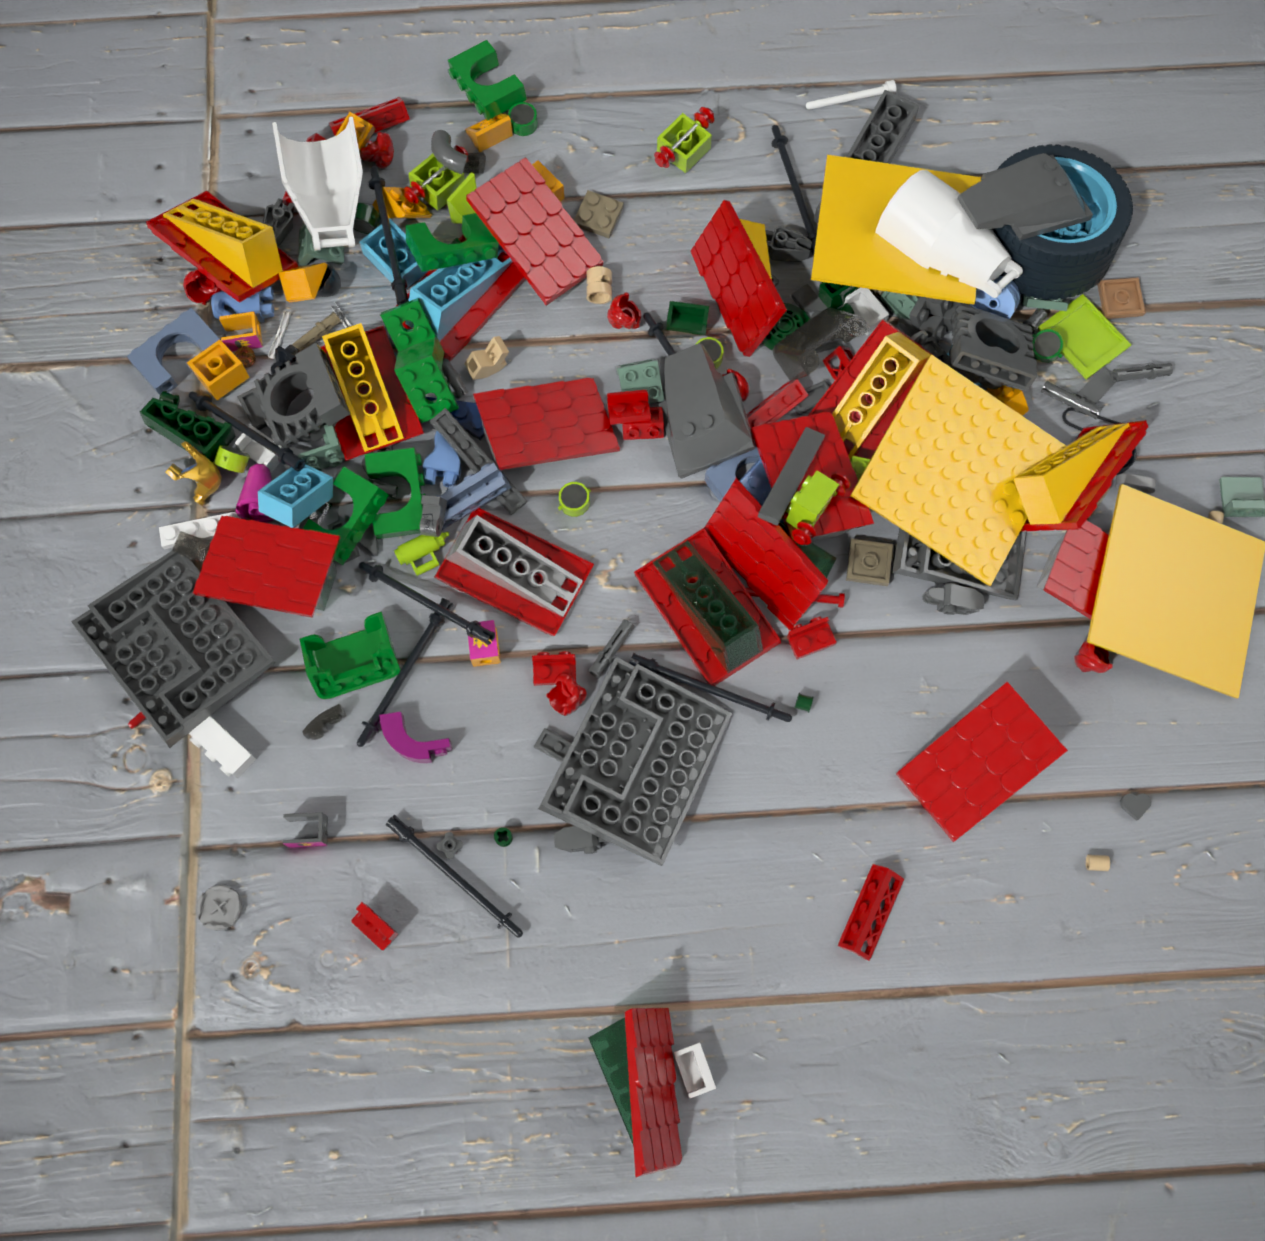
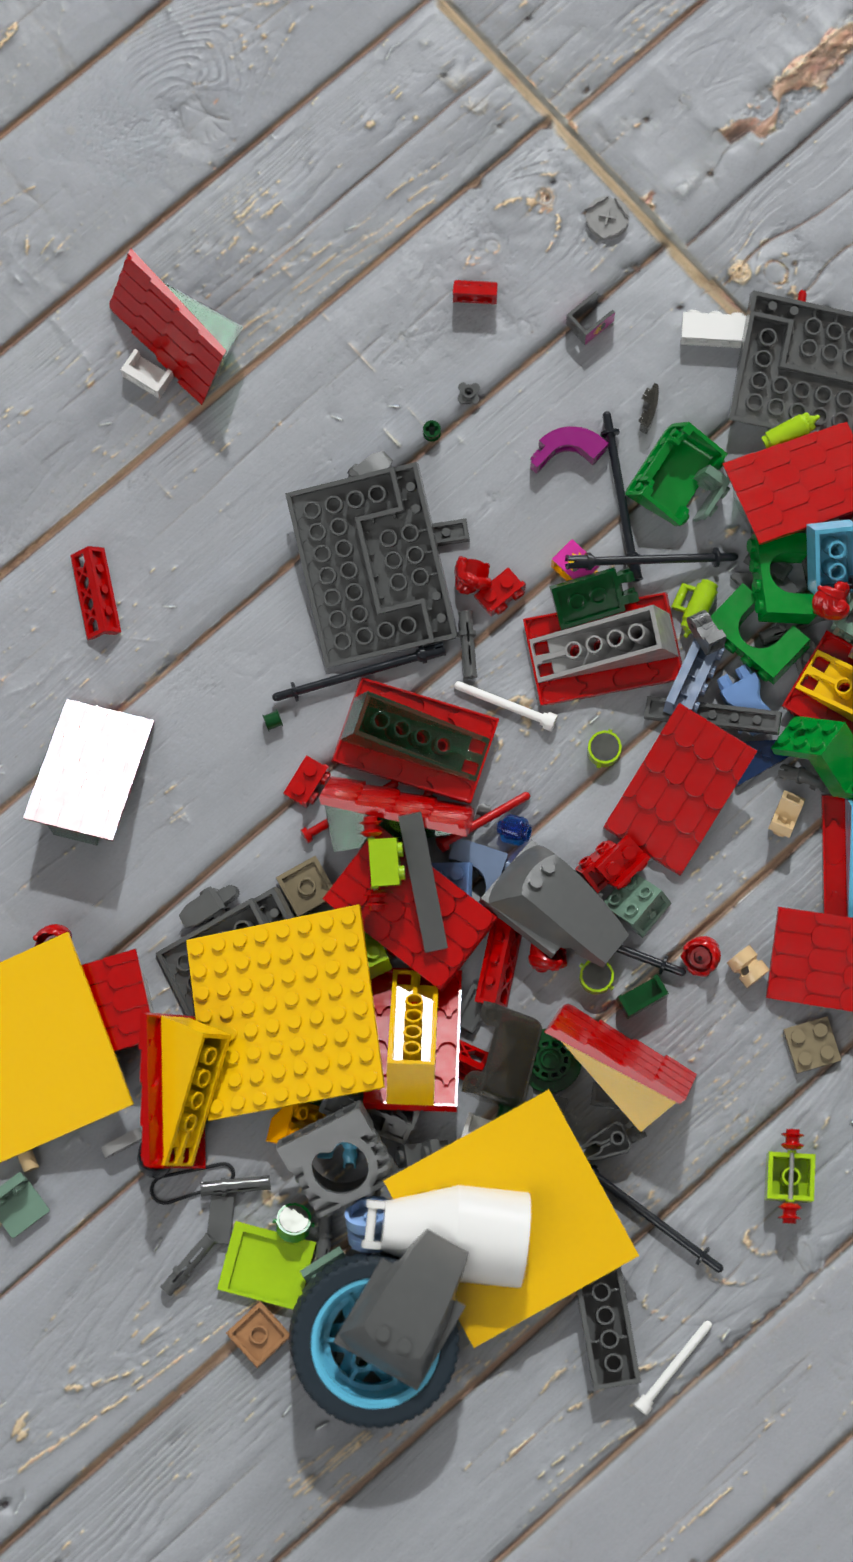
camera: 145 degrees right, 5 degrees up
(240, 614) = (790, 429): none -> lime piece
(326, 457) = (832, 602): none -> red hair
(338, 614) = (717, 483): none -> sand green bracket
(406, 834) = (508, 375): black bar -> none
(490, 605) = (592, 597): none -> dark green tile
(598, 550) = (546, 720): none -> white piece
(685, 510) = (444, 842): none -> red bar
(686, 490) = (514, 830): none -> clear blue head
(696, 523) = (482, 810): none -> dark grey hand

